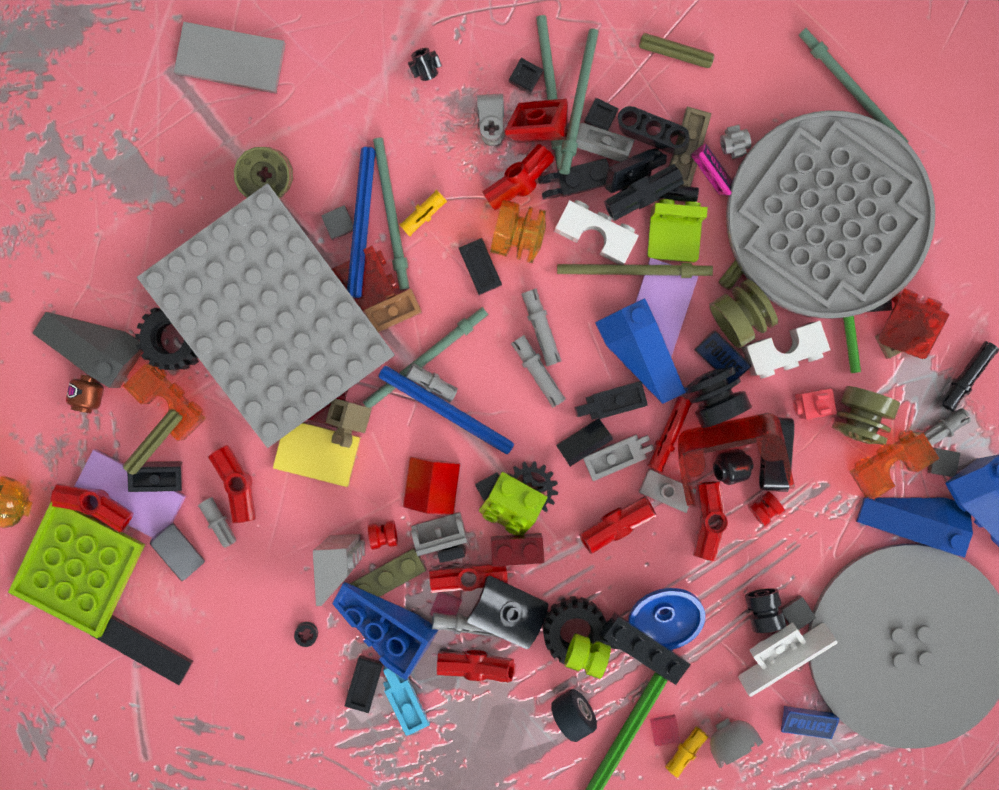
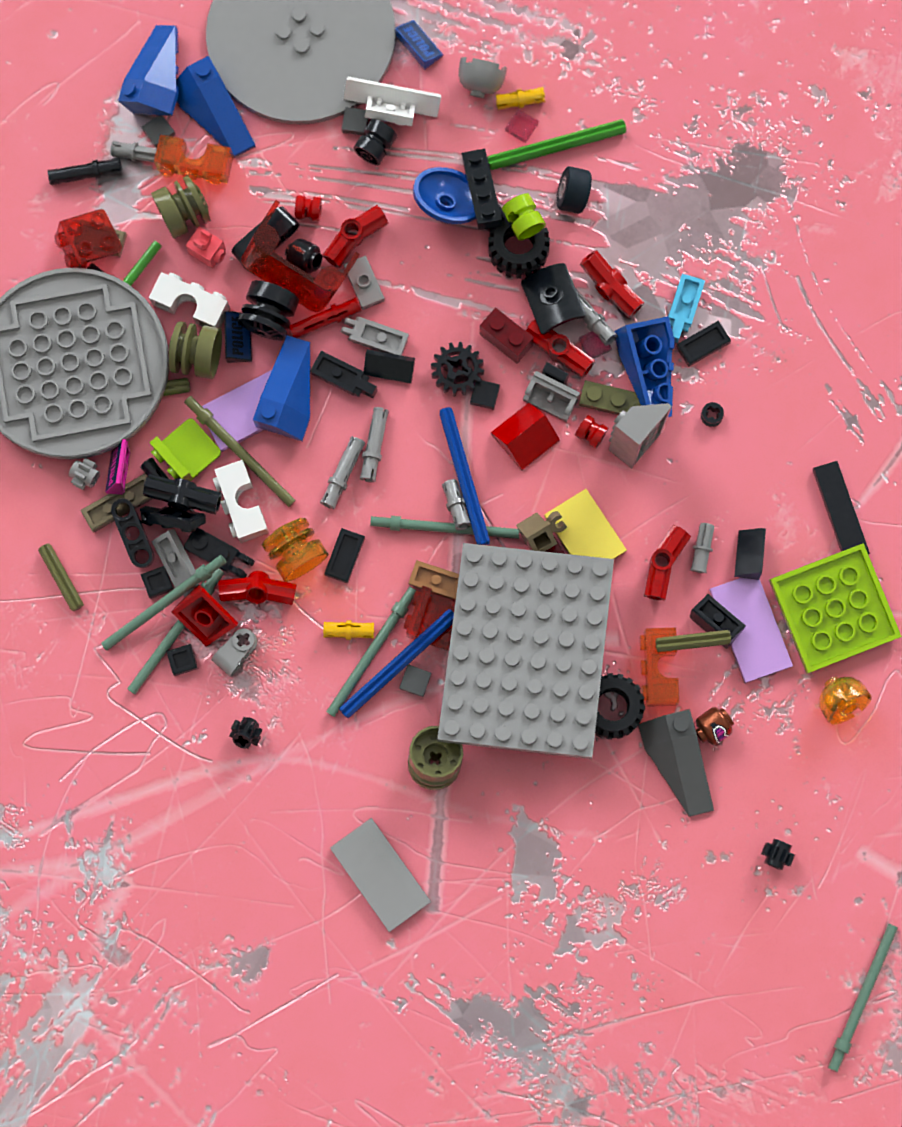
camera: 130 degrees left, 10 degrees down
(78, 499) = (772, 624): red piece -> none
(513, 505) = (479, 365): lime bracket -> none
(617, 524) = (420, 289): red piece -> none

